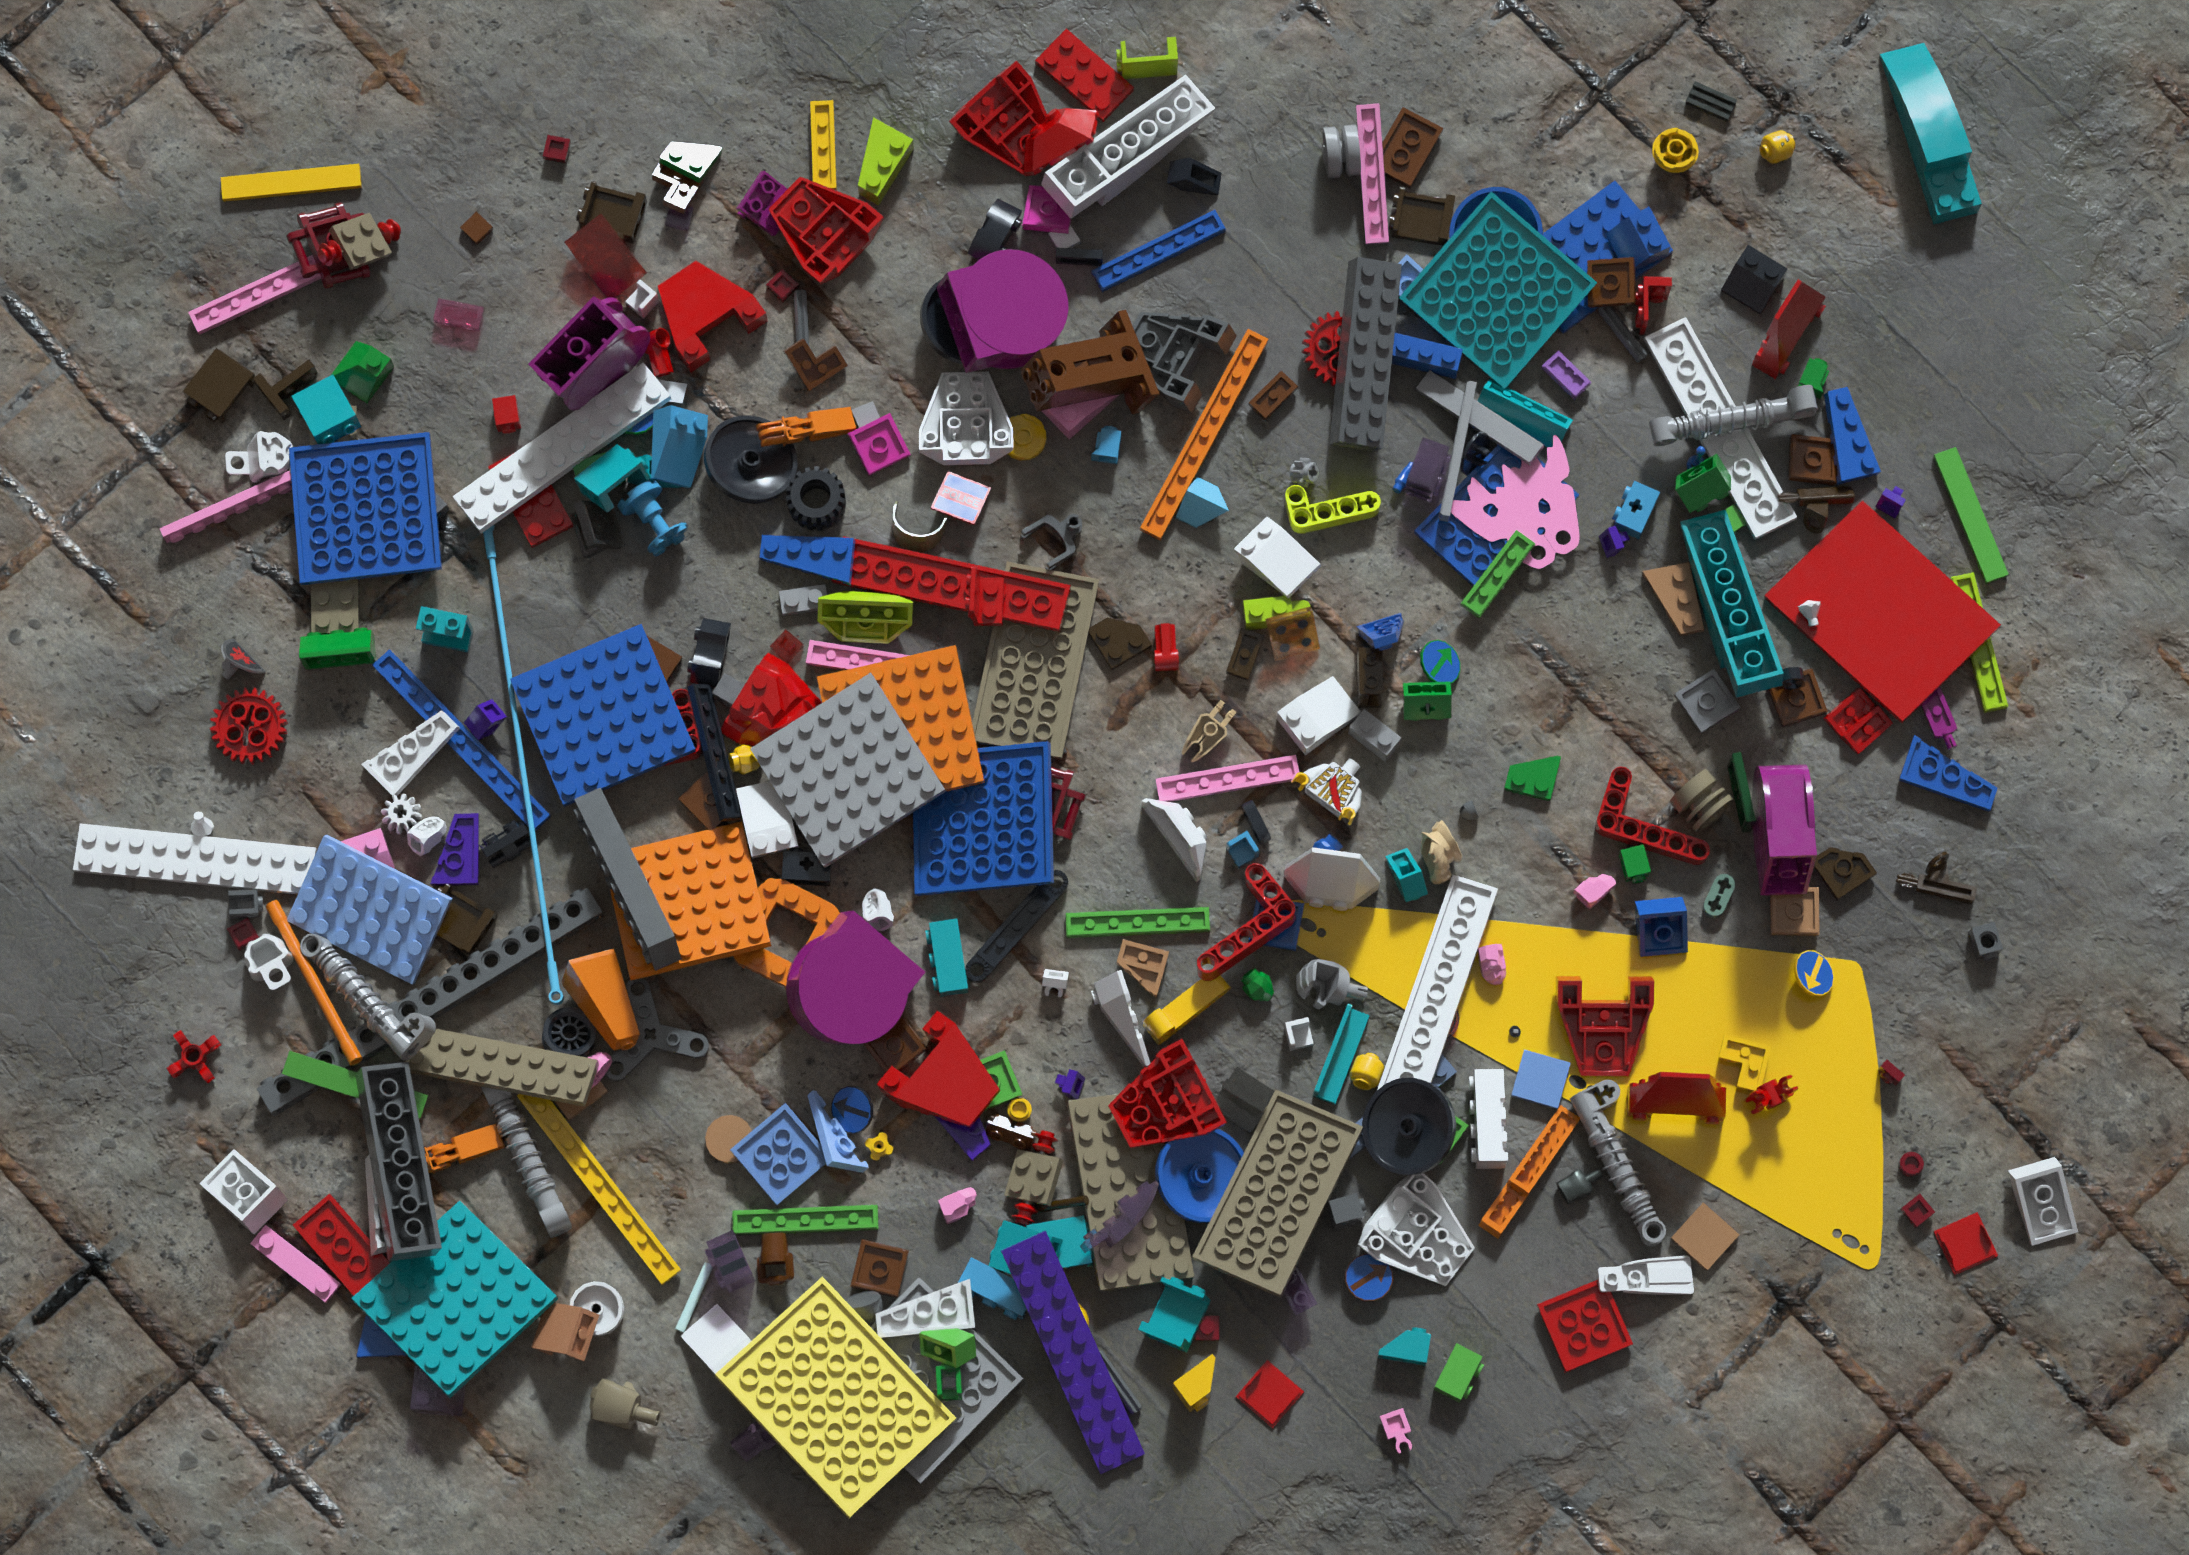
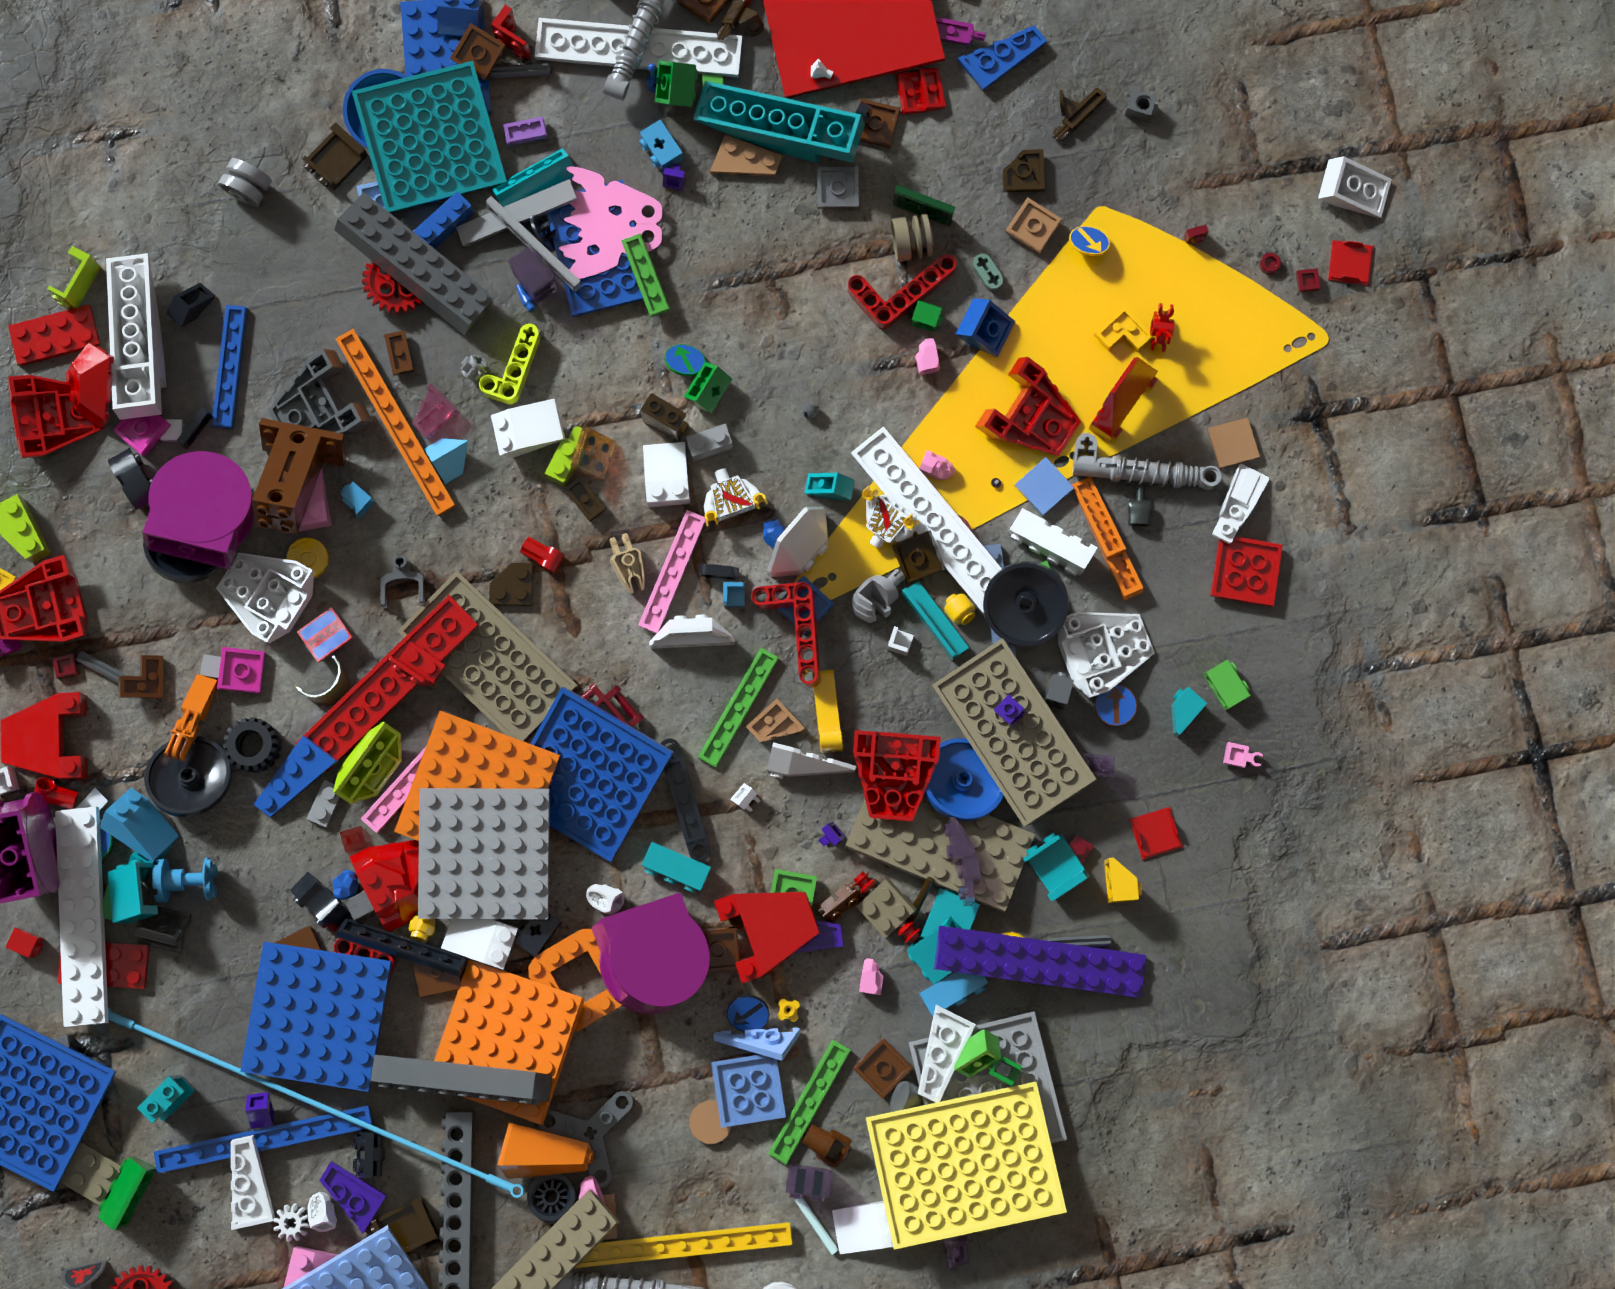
camera: 60 degrees left, 5 degrees up
(739, 665) = (345, 885): none -> blue rock
(1019, 1109) = (826, 885): yellow plate -> none
(1236, 463) = (433, 413): none -> clear pink wing
(1244, 1099) = (924, 712): clear smoke bracket -> none
(1257, 985) = (843, 648): green rock -> none
(1294, 1174) = (1010, 710): none -> dark purple brick
(1372, 174) = (278, 171): bright pink plate -> none
(1382, 632) = (636, 386): blue wing -> none
(1391, 1000) = (918, 557): none -> dark brown tile
(1408, 146) = (273, 135): reddish brown plate -> none
(1409, 946) = (887, 518): none -> torso
(1439, 851) = (828, 450): tan piece -> none
(1533, 778) = (814, 348): green wing -> none
(1783, 828) = (979, 187): magenta brick -> none

